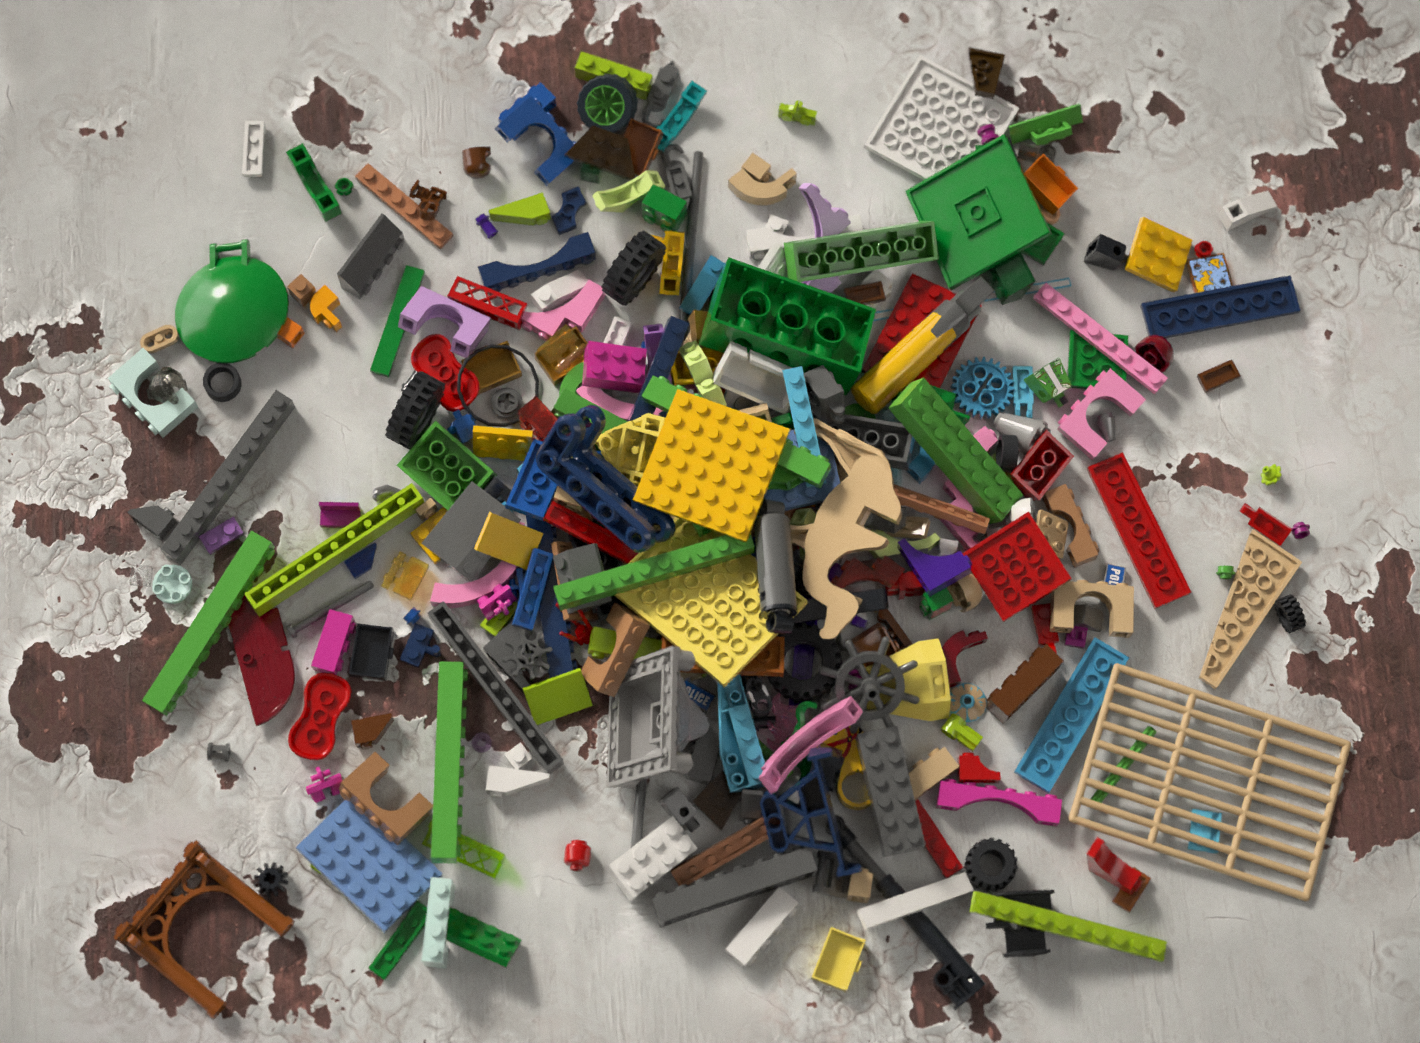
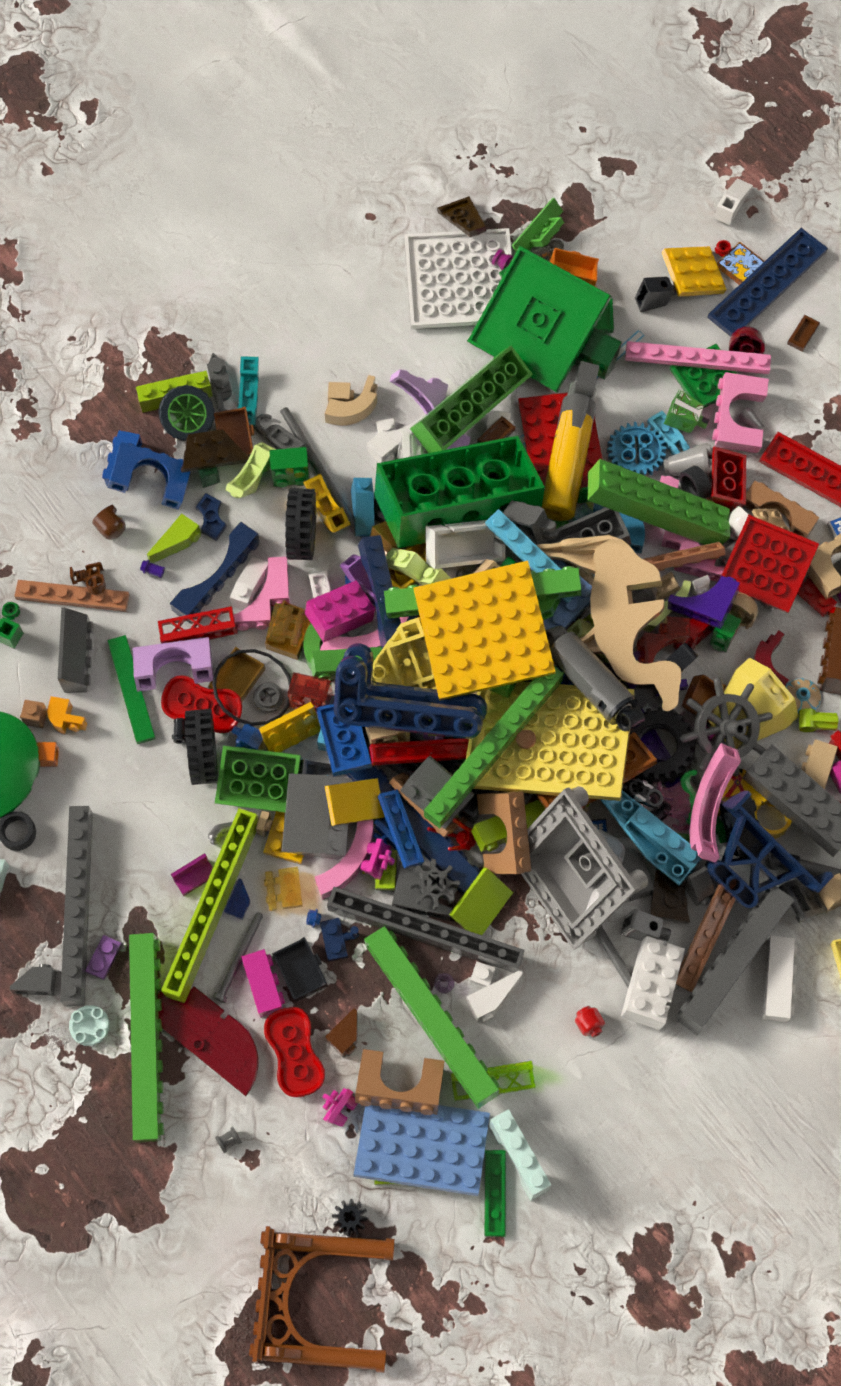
camera: 30 degrees left, 5 degrees down
(481, 938) = (565, 1143): green plate -> none
(686, 582) = (526, 739): none -> nougat piece
(797, 113) = (341, 333): lime plate -> none
(894, 630) = (696, 669): reddish brown plate -> none

